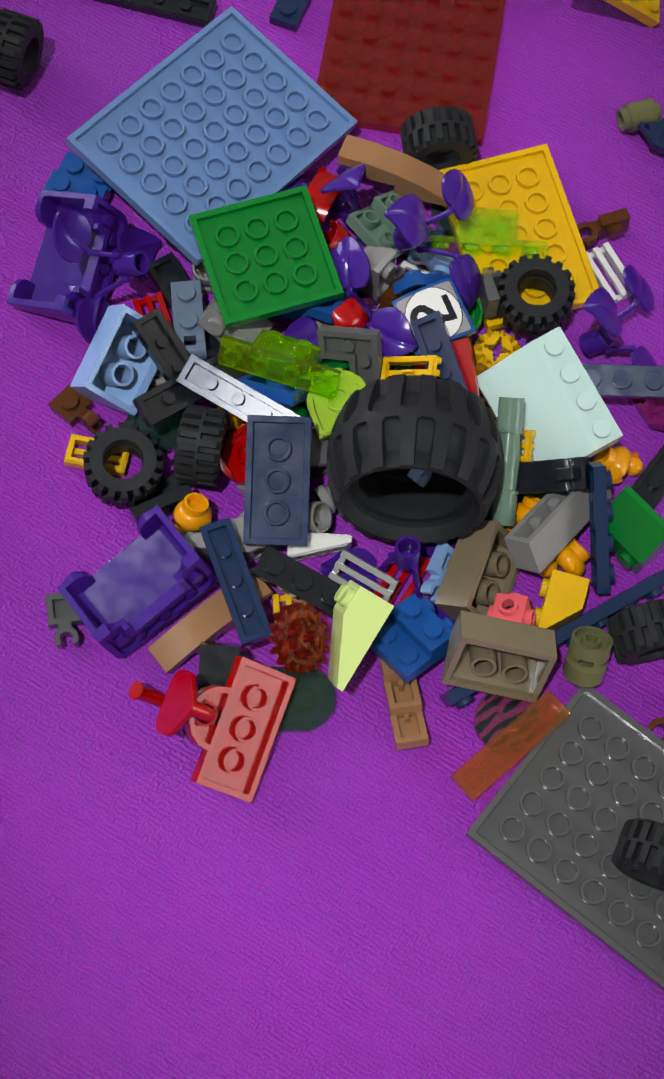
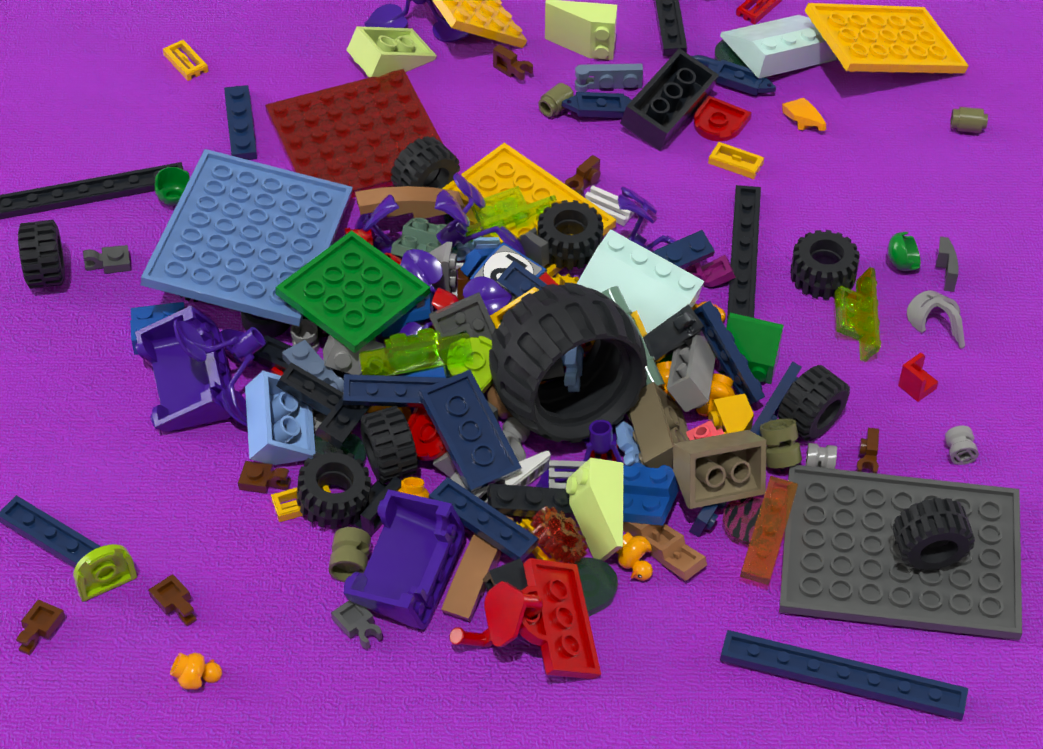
camera: 30 degrees left, 20 degrees down
(84, 84) = (111, 259): none -> dark grey plate
(99, 542) = (349, 552): none -> olive wheel
(185, 23) = (171, 184): none -> green hair
(363, 689) = (632, 552): none -> light orange animal
(480, 942) = (844, 674): none -> dark blue plate
(618, 41) = (507, 63): none -> reddish brown plate
(622, 692) = (821, 456): none -> light grey wheel

